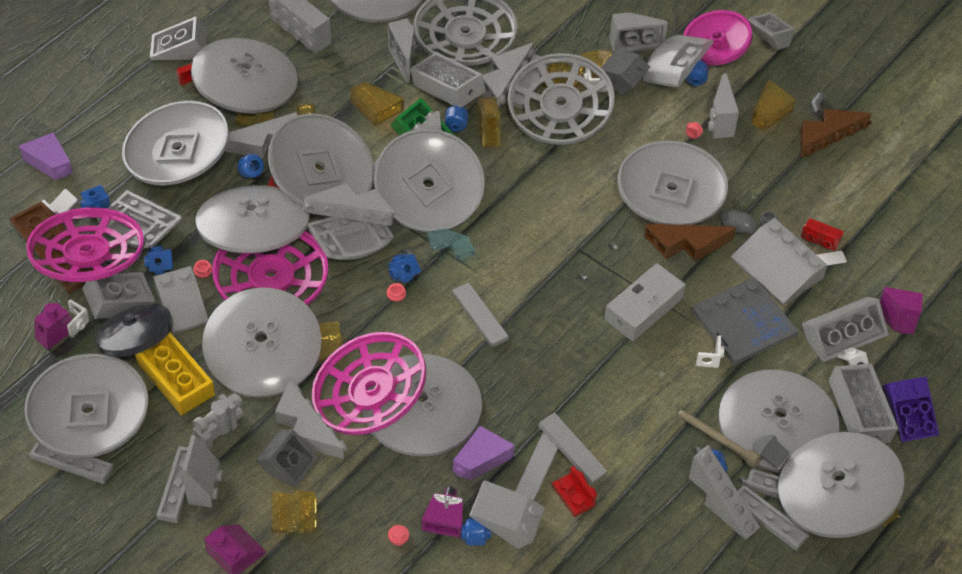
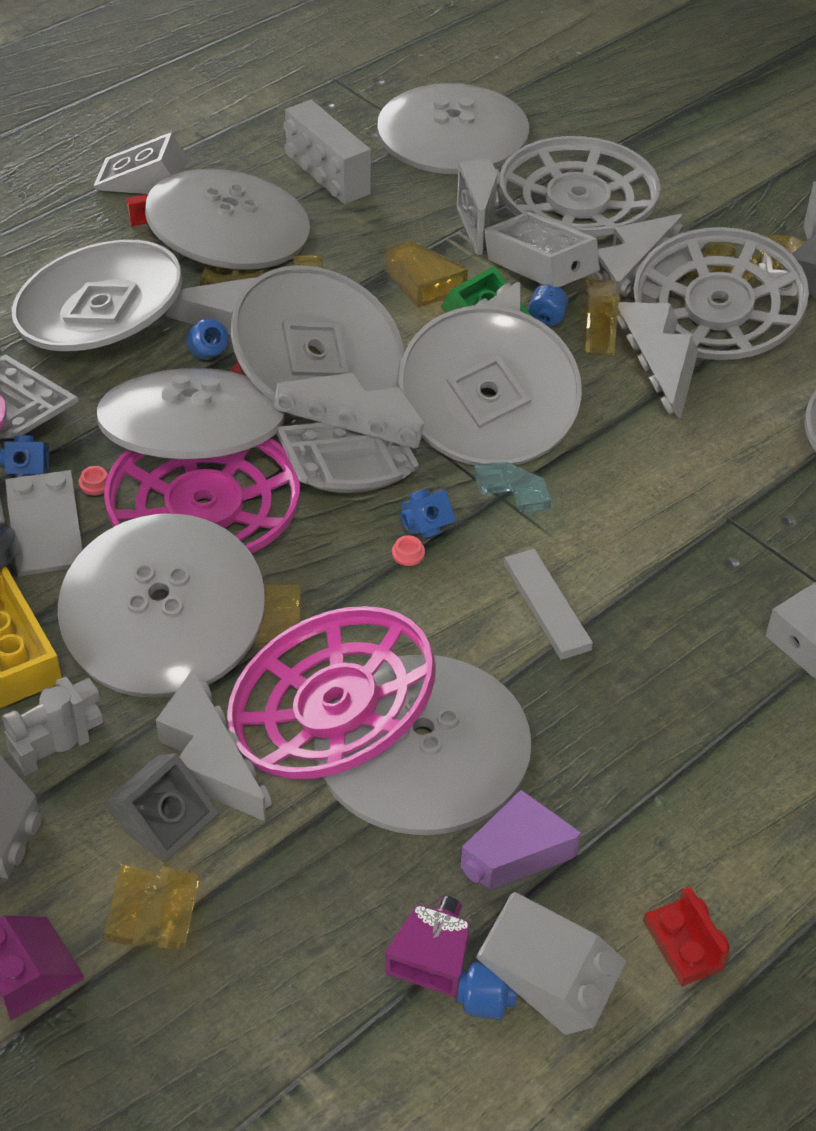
camera: 10 degrees right, 5 degrees down
(398, 535) = (338, 977): coral plate -> none
(530, 146) = (665, 353): none -> light grey slope
(537, 467) = (623, 877): light grey tile -> none
(572, 448) = (690, 854): light grey tile -> none

